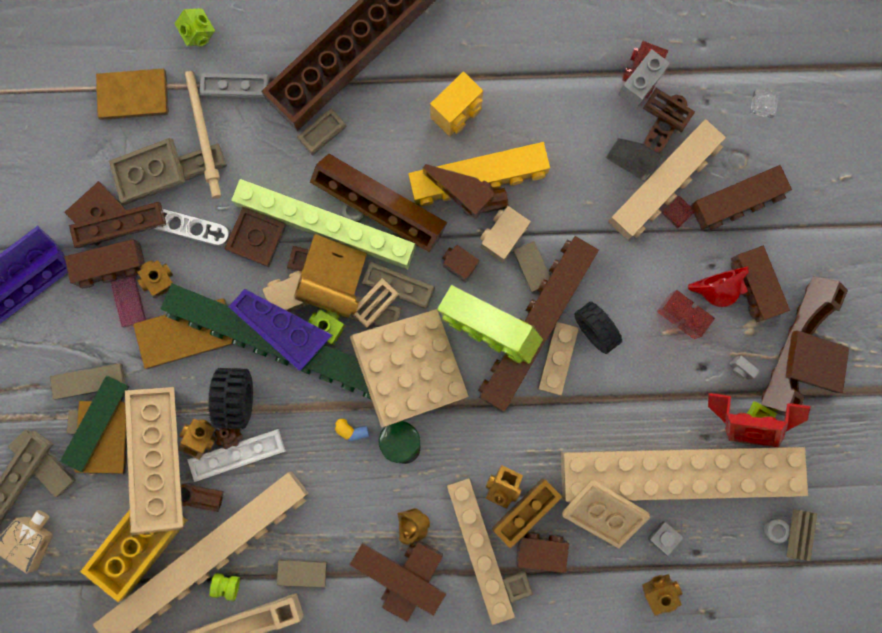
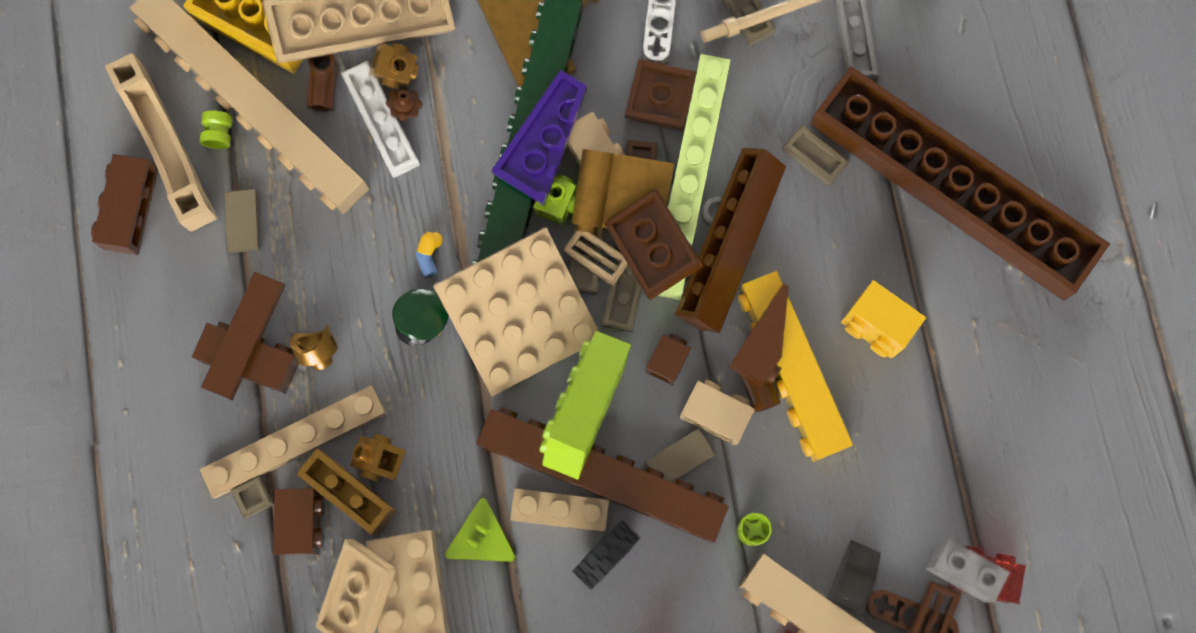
camera: 85 degrees right, 5 degrees down
(230, 398) = (447, 95): black tyre -> none
(376, 258) = (653, 244): none -> reddish brown tile
(570, 419) = (481, 538): none -> lime piece
(595, 218) = (758, 528): none -> lime wheel

